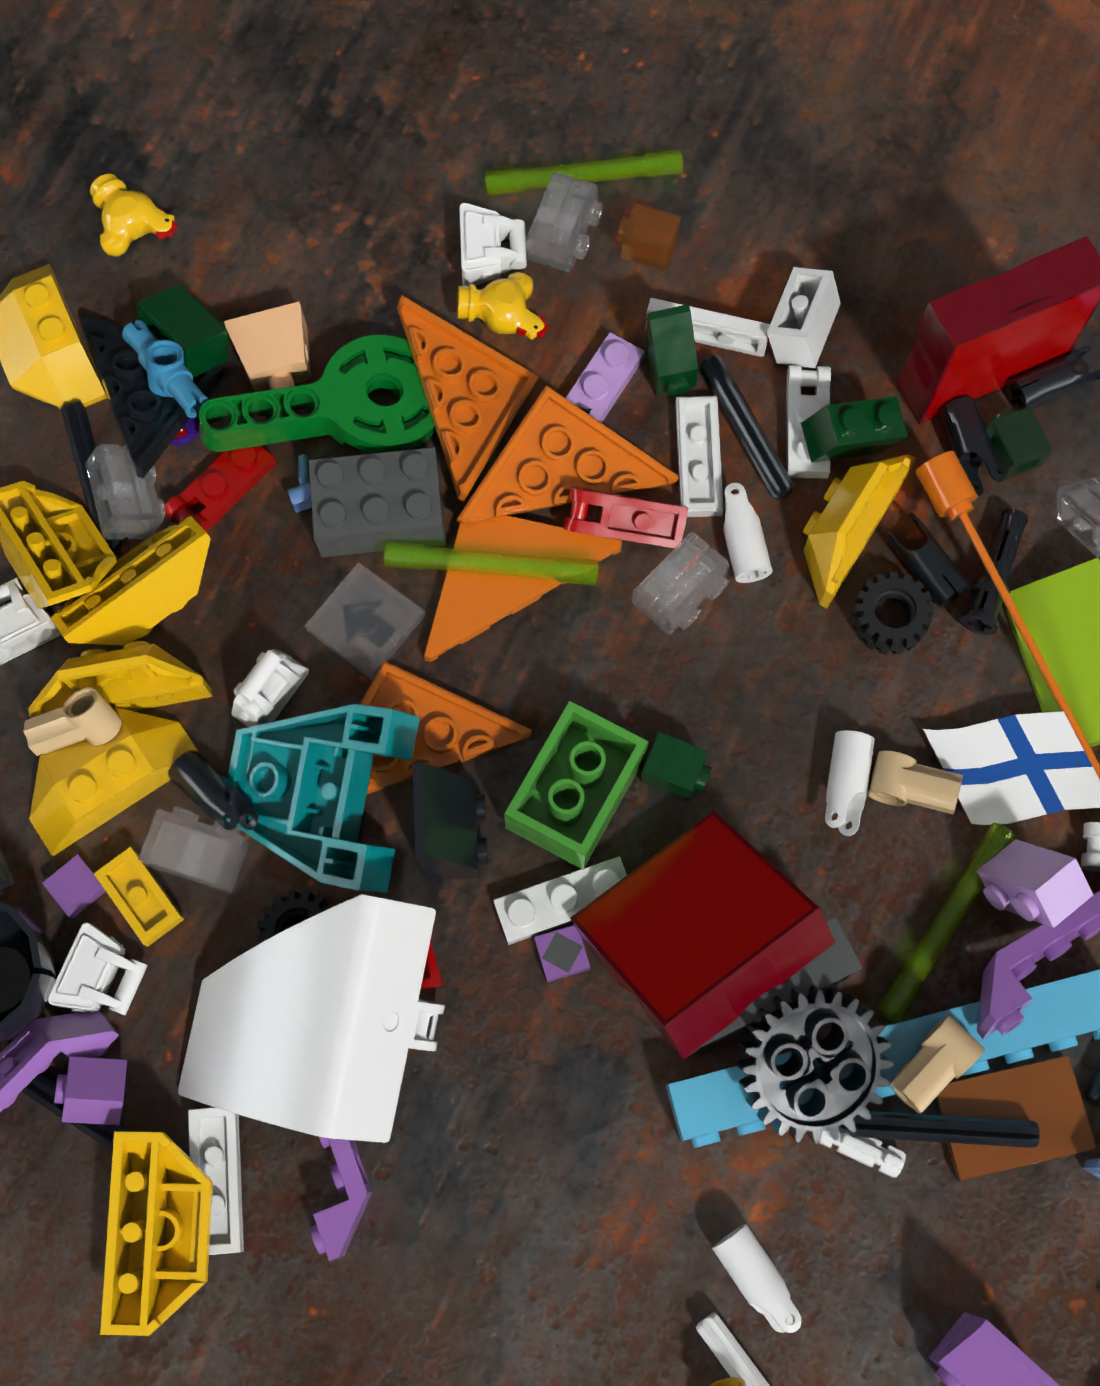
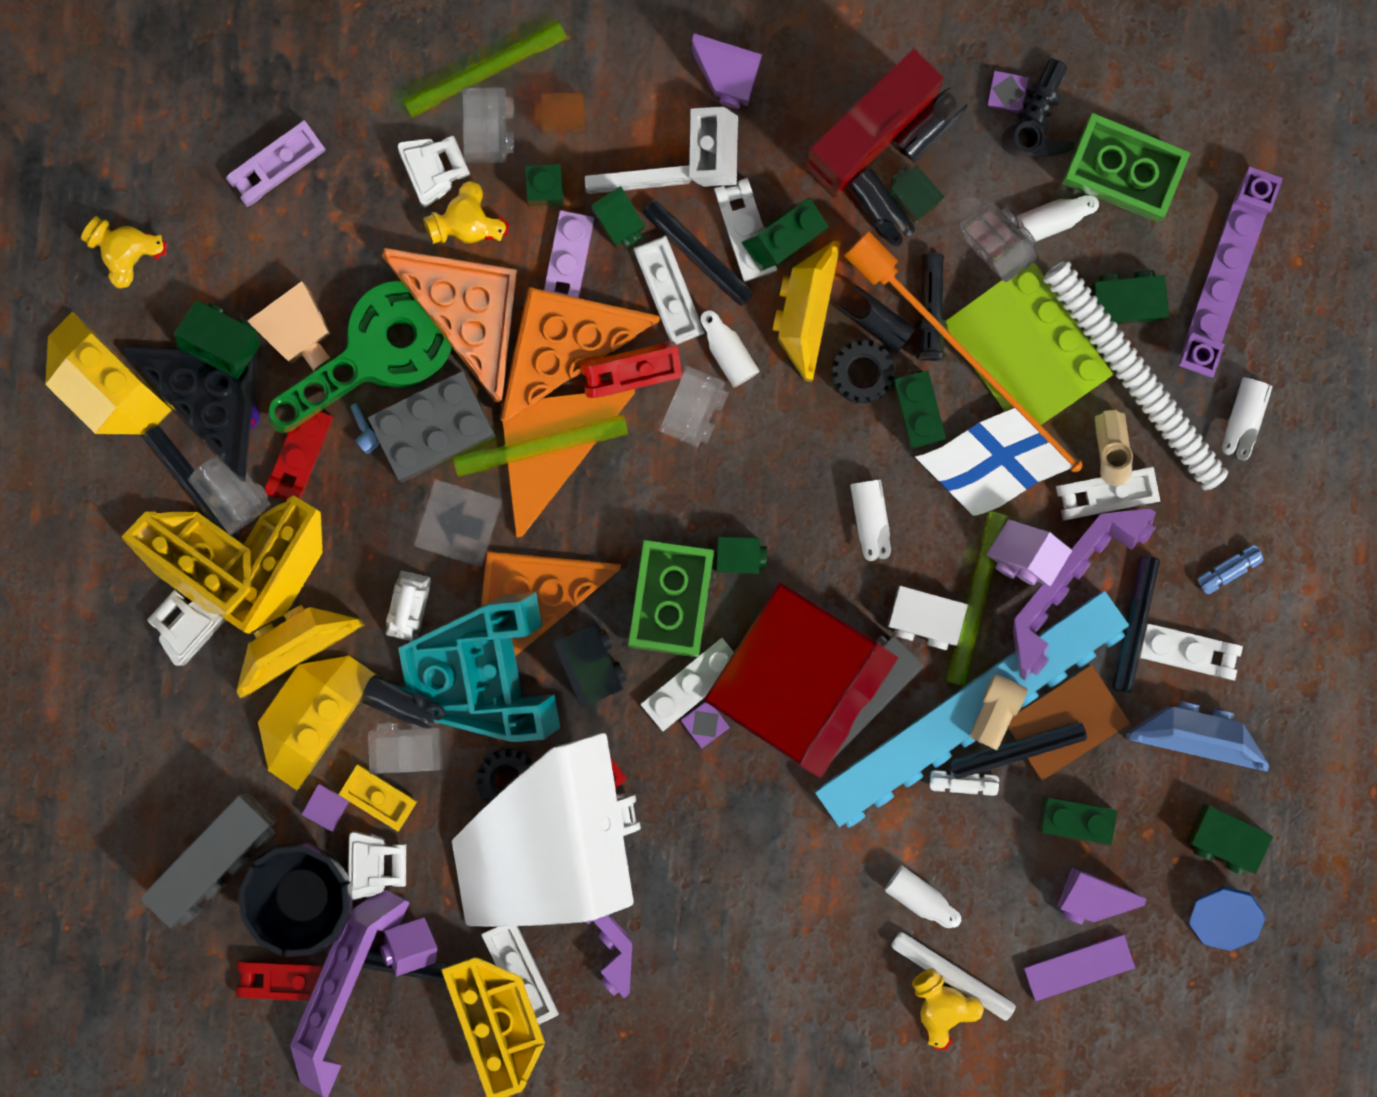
camera: 25 degrees left, 15 degrees up
(81, 718) = (283, 686): tan piece -> none
(165, 367) = (232, 392): dark azure pin -> none
(325, 189) = (276, 162): none -> lavender plate
(602, 298) = (544, 185): none -> dark green brick
(833, 1100) = (934, 761): black gear -> none
(849, 240) = (727, 69): none -> medium lavender slope
(880, 920) = (926, 616): none -> white brick
(901, 781) = (913, 504): tan piece -> none
(946, 675) = (918, 410): none -> dark green brick
(994, 1250) = (1077, 820): none -> dark green brick

